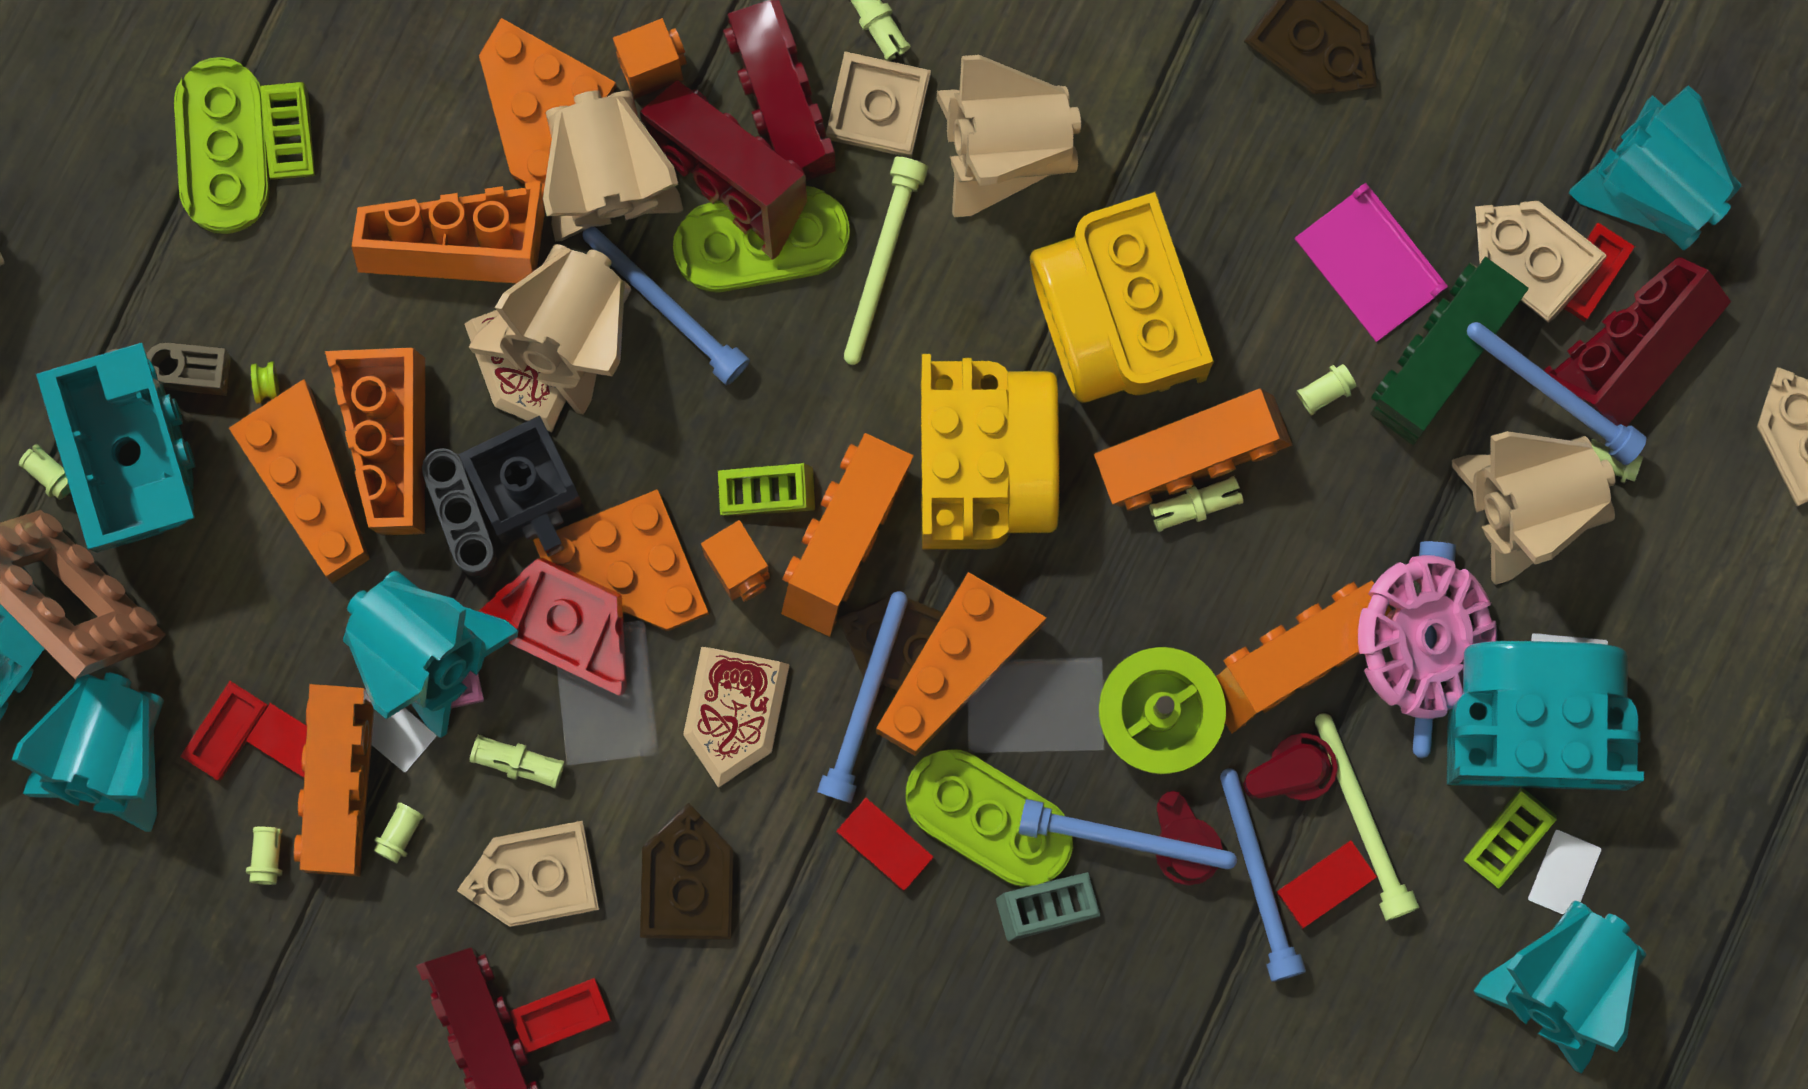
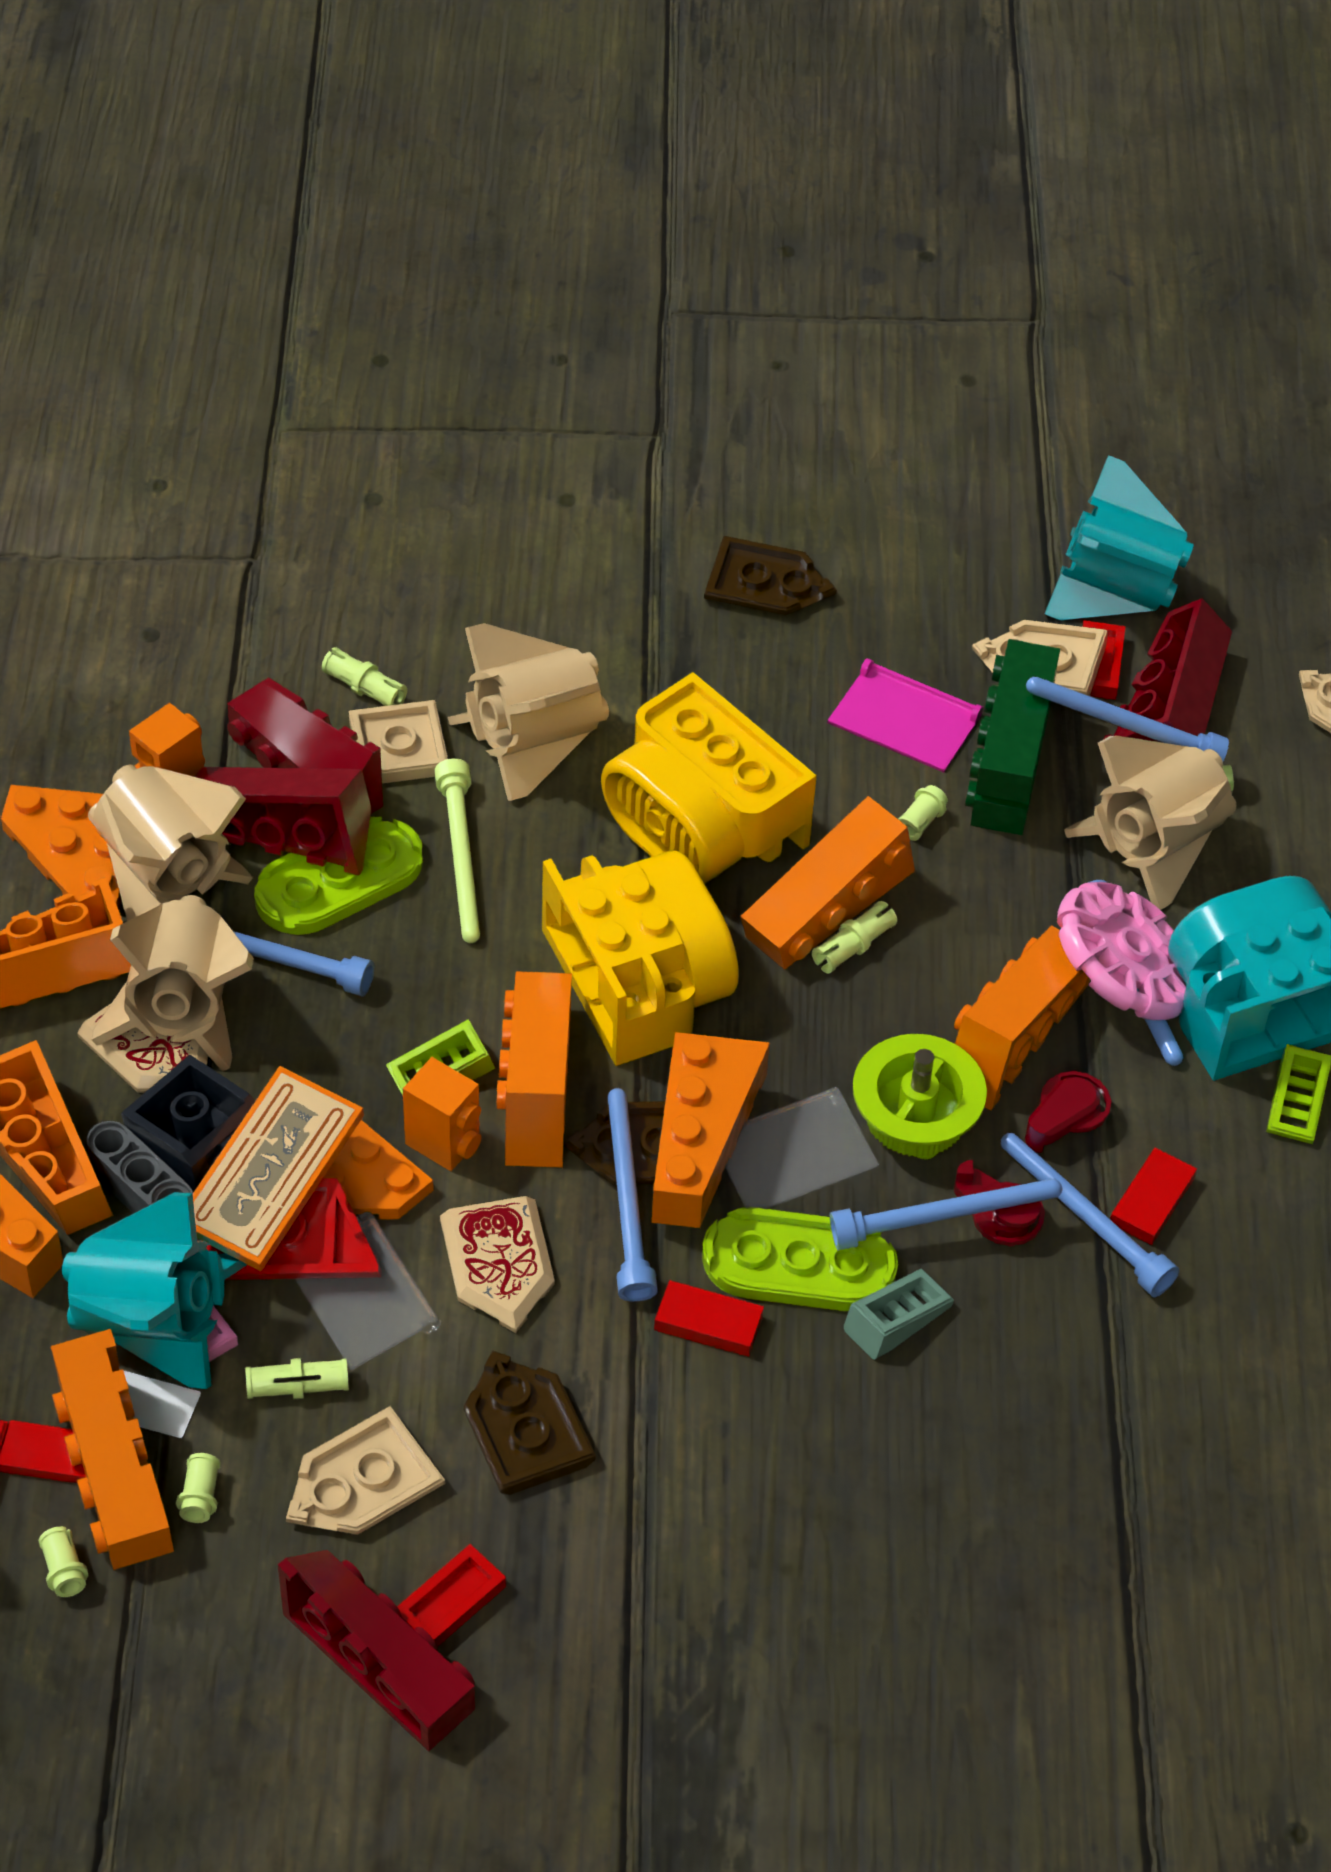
camera: 25 degrees left, 30 degrees down
(562, 566) = (272, 1167): none -> tile
(1395, 897) = (1227, 1181): yellowish green piece -> none

